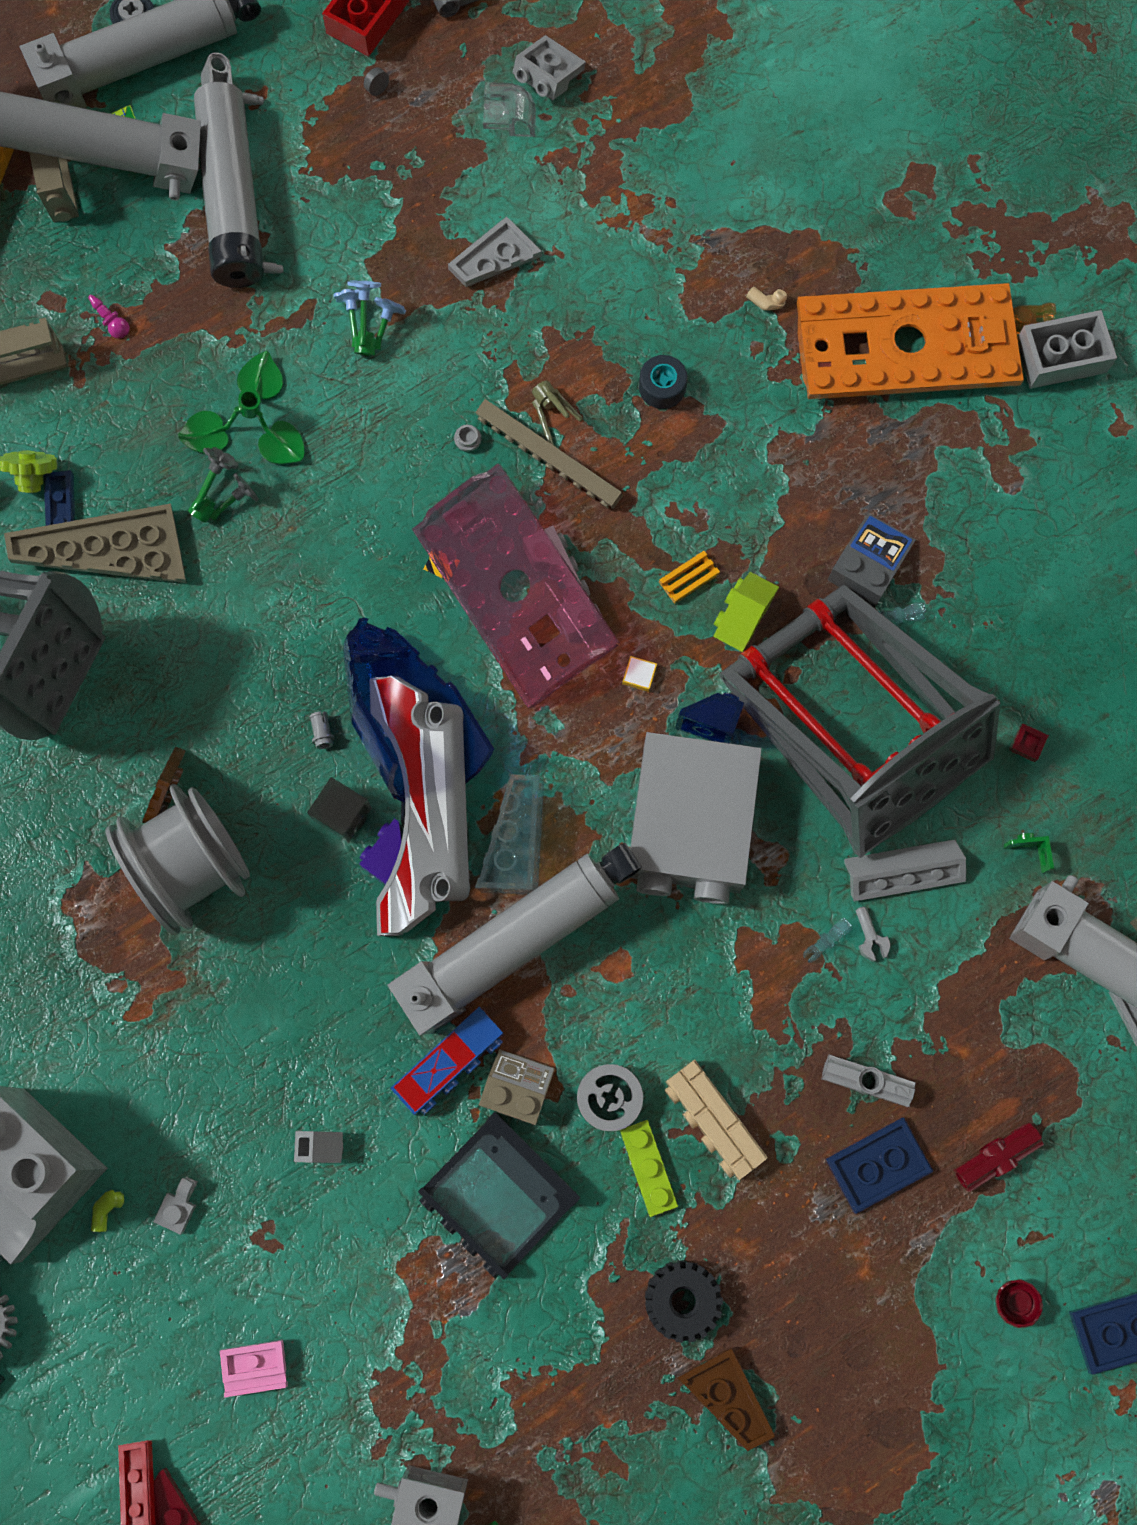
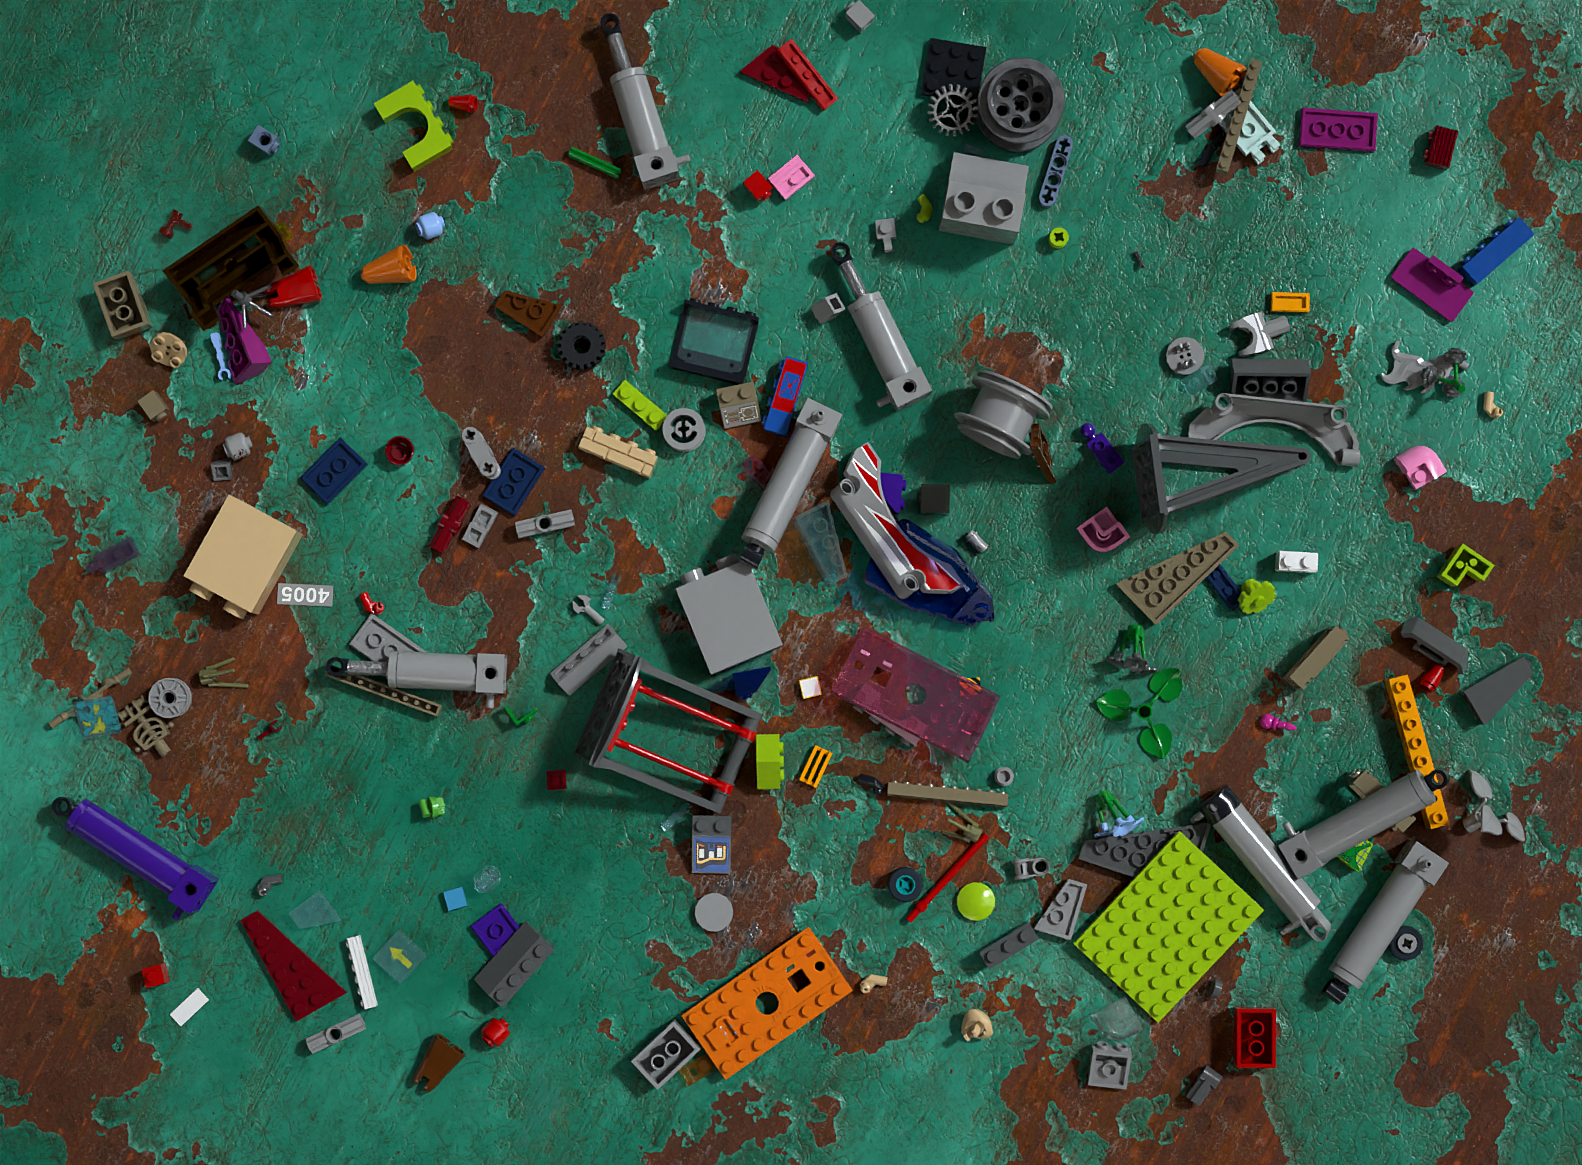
camera: 150 degrees right, 10 degrees up
(91, 753) = (1101, 448): none -> dark purple plate
(156, 647) = (1103, 531): none -> bright pink brick
(272, 1060) = (882, 339): none -> light grey piece
(306, 1382) = (758, 187): none -> red brick
(343, 246) = (1133, 851): none -> dark grey wing
(384, 171) = (1168, 926): none -> lime plate
(504, 322) = (1028, 867): none -> light grey piece
(552, 988) = (751, 472): none -> clear pink beam
(567, 246) = (1008, 945): none -> dark grey arch
(590, 320) = (975, 901): none -> lime dish
(631, 520) = (872, 781): none -> black arm
(656, 349) = (922, 904): none -> red bar
(674, 185) = (976, 1025): none -> tan piece
(905, 1231) = (481, 453): none -> light grey piece
(914, 480) = (714, 912): none -> light grey tile
(957, 1131) = (480, 525): none -> light grey slope

